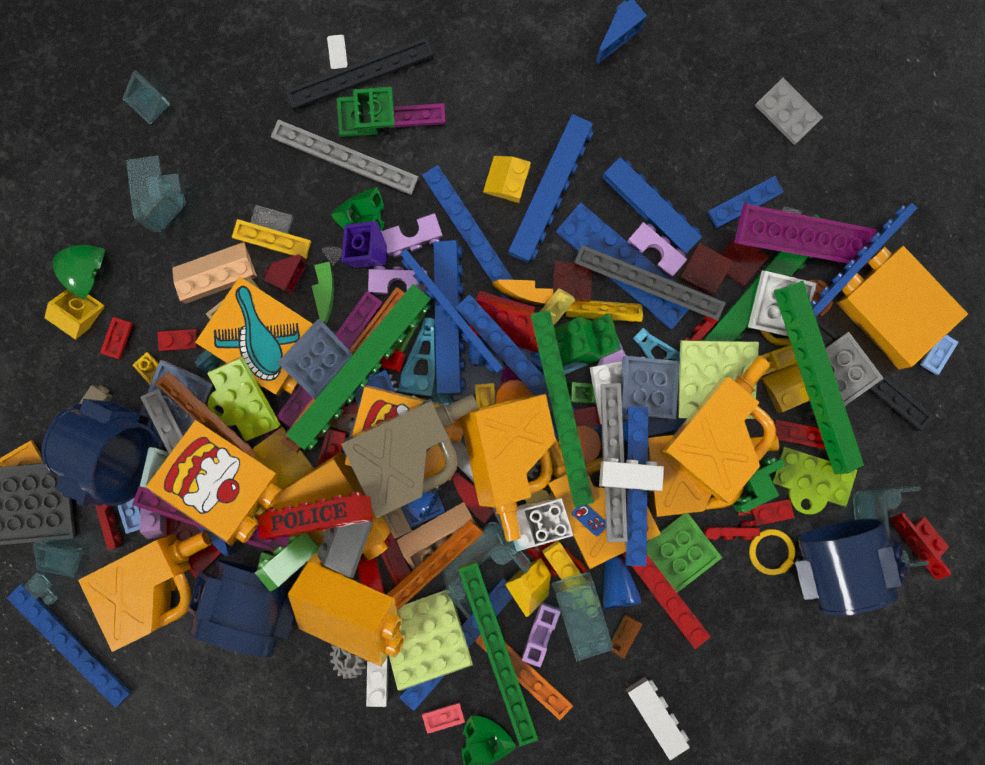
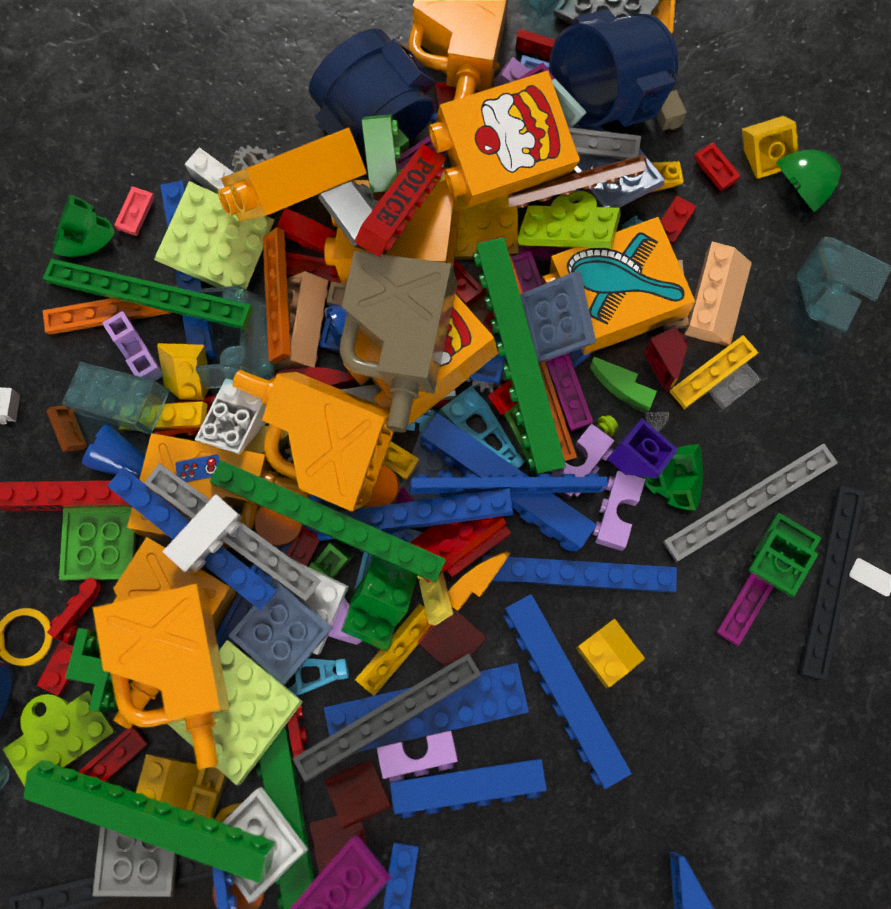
camera: 135 degrees right, 10 degrees down
(360, 282) = (607, 425): none -> lime plate

